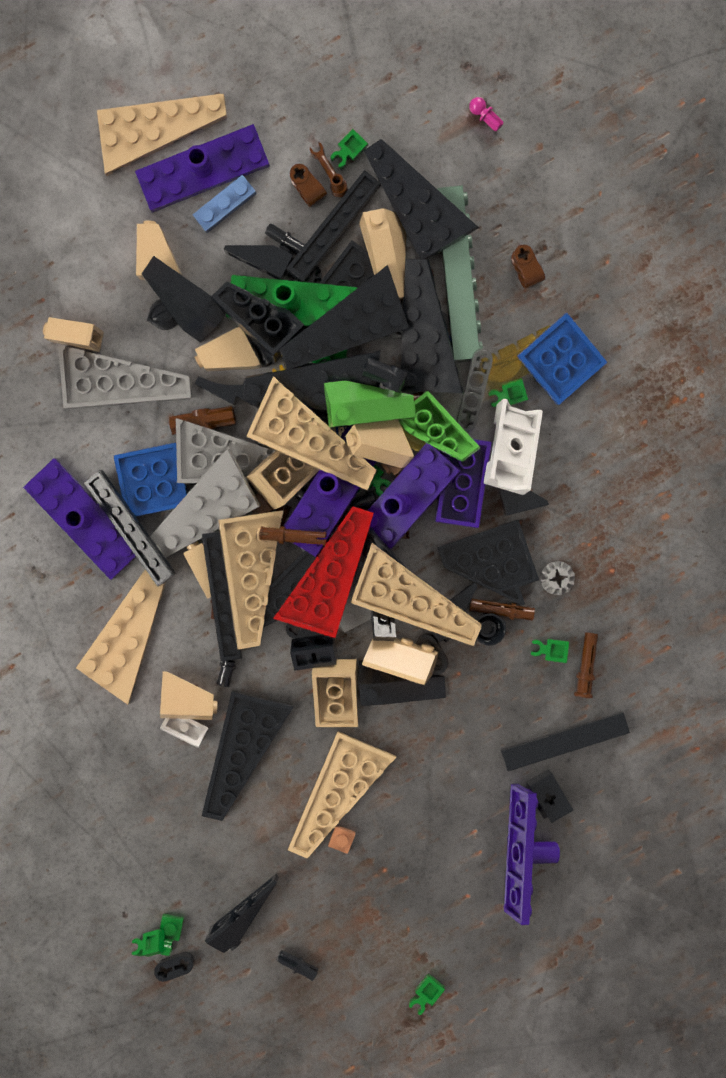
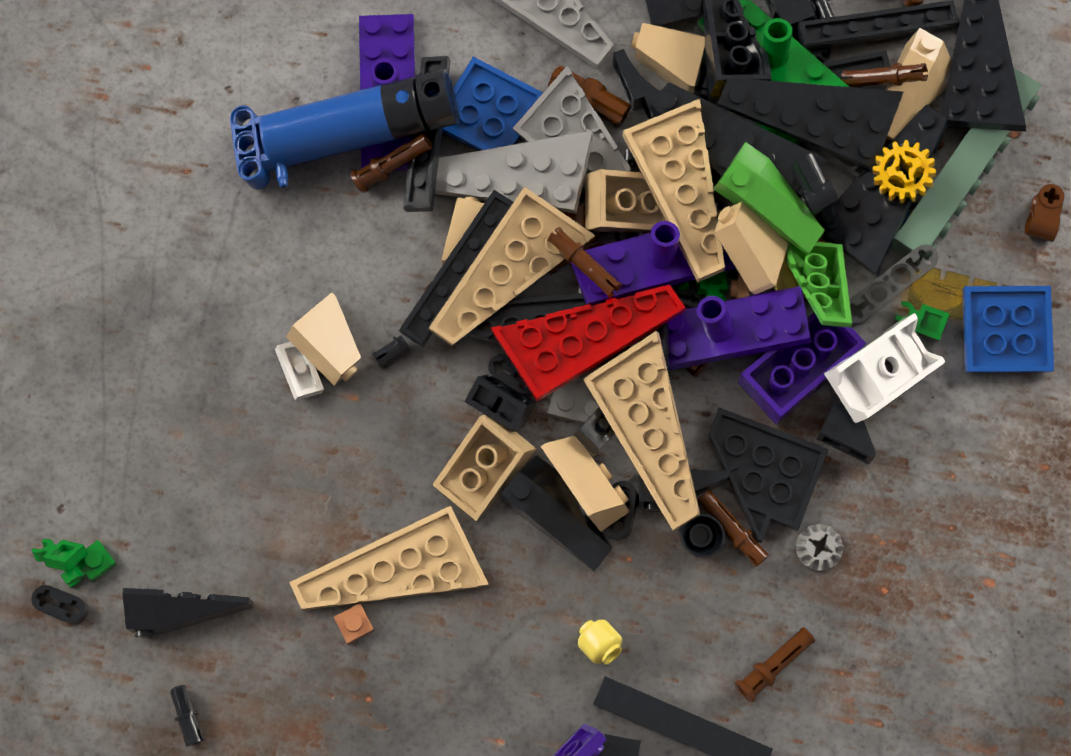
camera: 40 degrees right, 15 degrees down
(77, 570) = (340, 125): none -> blue piece
(121, 645) = (316, 237): tan wing -> none
(123, 573) = (380, 168): none -> reddish brown pin
(245, 737) = (349, 433): black wing -> none
(374, 258) = (896, 74): none -> reddish brown pin
(435, 308) = (894, 176): none -> yellow gear
(483, 736) = (600, 641): none -> light yellow head
(555, 650) = (752, 617): green plate -> none

